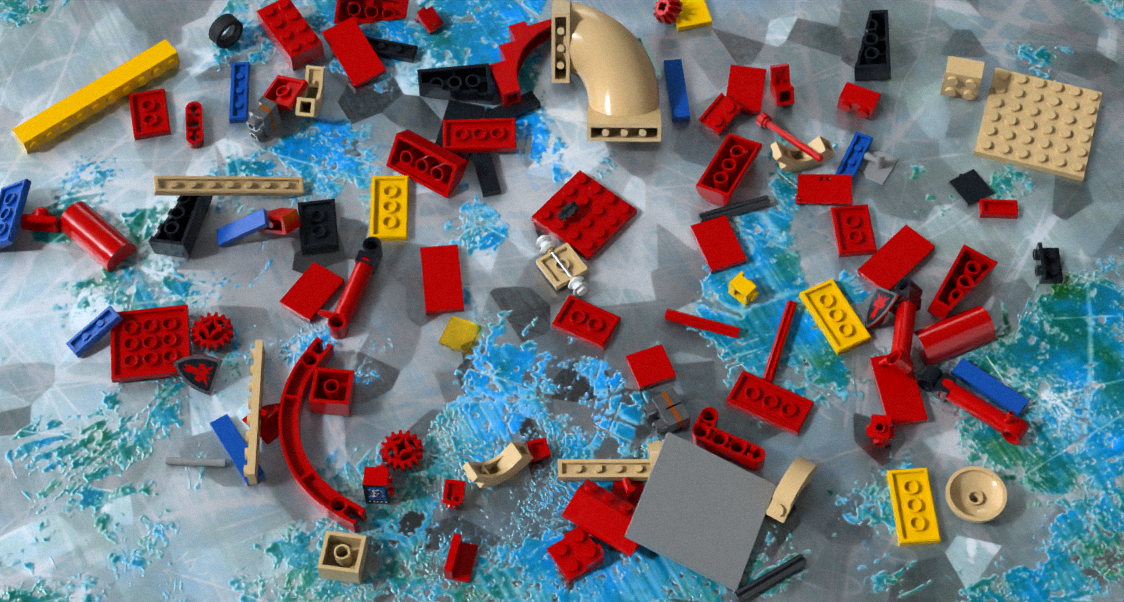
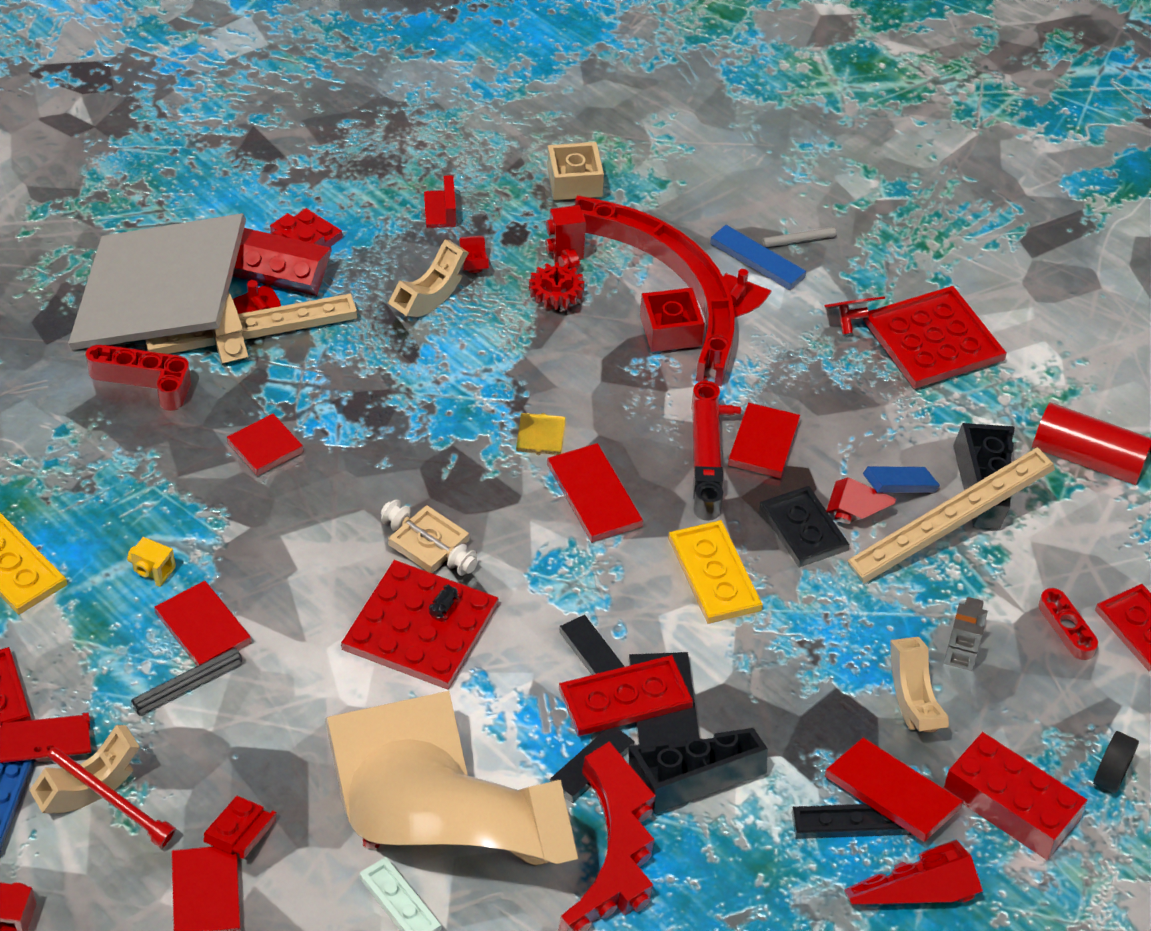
camera: 160 degrees right, 10 degrees down
(94, 331) = (1011, 330): blue tile -> none
(214, 333) = (863, 360): red gear -> none
(239, 92) = (1035, 692): blue tile -> none
(253, 418) = (756, 286): tan plate -> none
(285, 91) = (961, 681): red plate -> none
(426, 162) = (687, 634): red slope -> none
(429, 19) = (802, 884): red bracket -> none
(538, 449) = (386, 321): red plate -> none
(586, 322) = (370, 481): red tile -> none
(669, 411) = (225, 390): flat silver hips -> none
(676, 90) = (327, 864): blue tile -> none
(702, 323) = (204, 511): red axle -> none
(727, 169) = (203, 727): red brick -> none
(769, 403) = (90, 437): red tile -> none
(770, 578) = (61, 256): black axle -> none
(780, 85) = (139, 895): red brick -> none
(780, 340) = (86, 512): red axle -> none
(789, 488) = (40, 334): tan arch -> none

